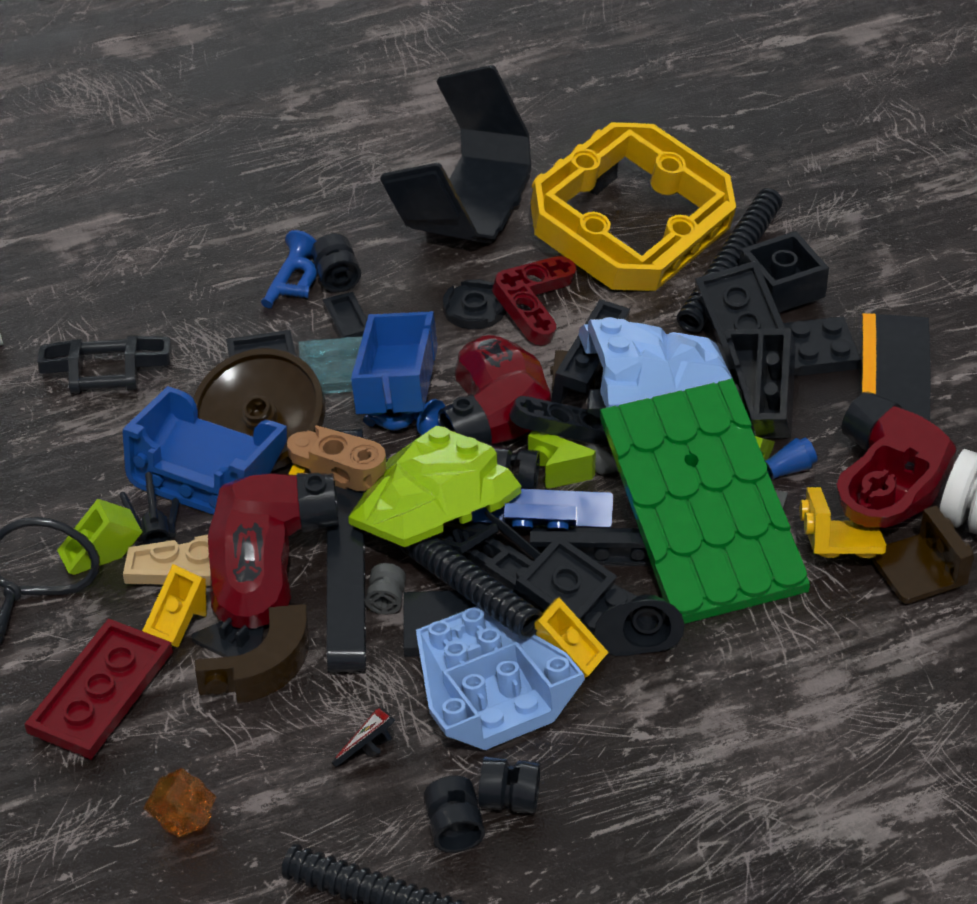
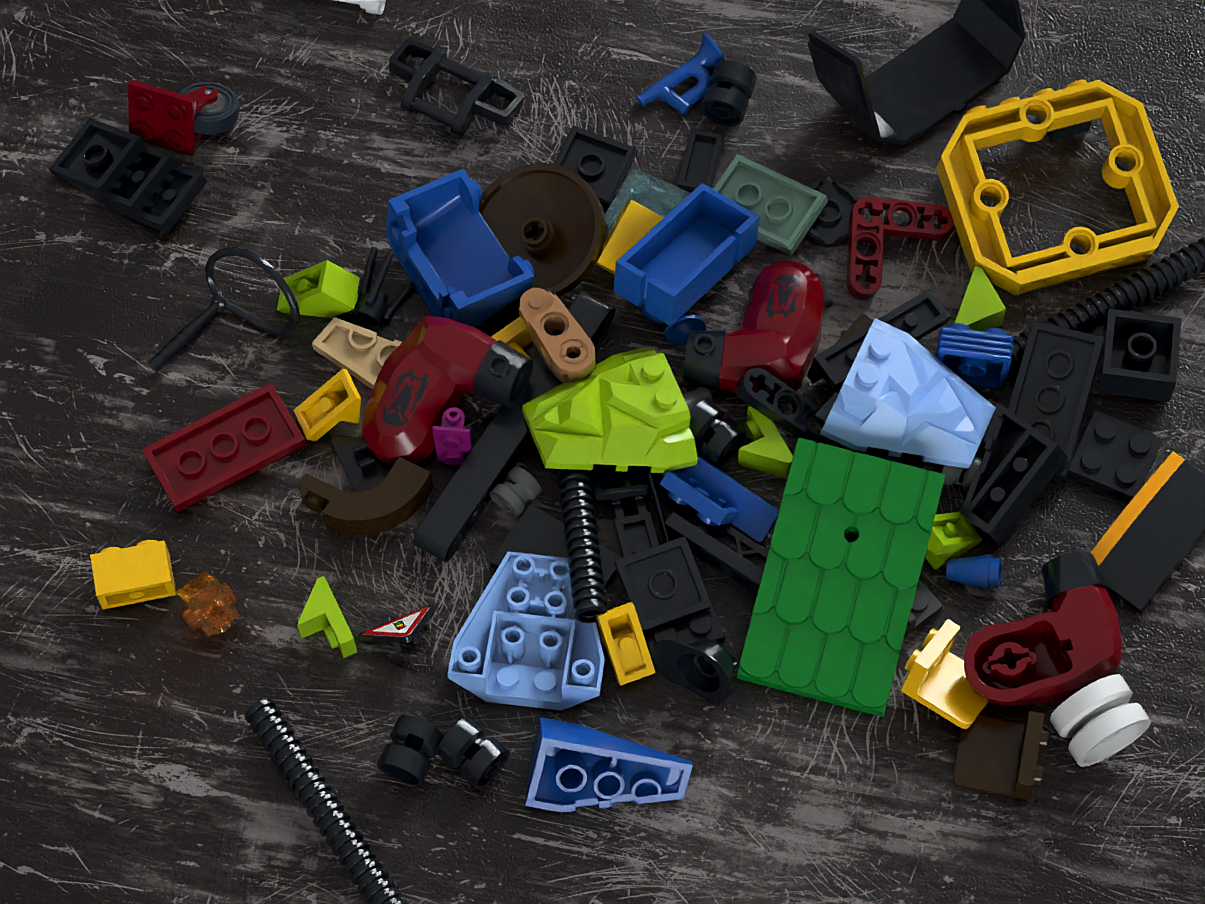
camera: 35 degrees right, 20 degrees up
(90, 818) = (132, 574): none -> yellow brick
(298, 755) = (324, 614): none -> lime slope
(307, 571) = (451, 438): none -> magenta hinge
(334, 371) = (627, 230): none -> yellow hinge
(449, 305) = (783, 204): none -> sand green tile
(615, 746) = (589, 768): none -> blue wedge
(642, 298) = (981, 304): none -> lime slope
(676, 313) = (976, 355): none -> blue brick

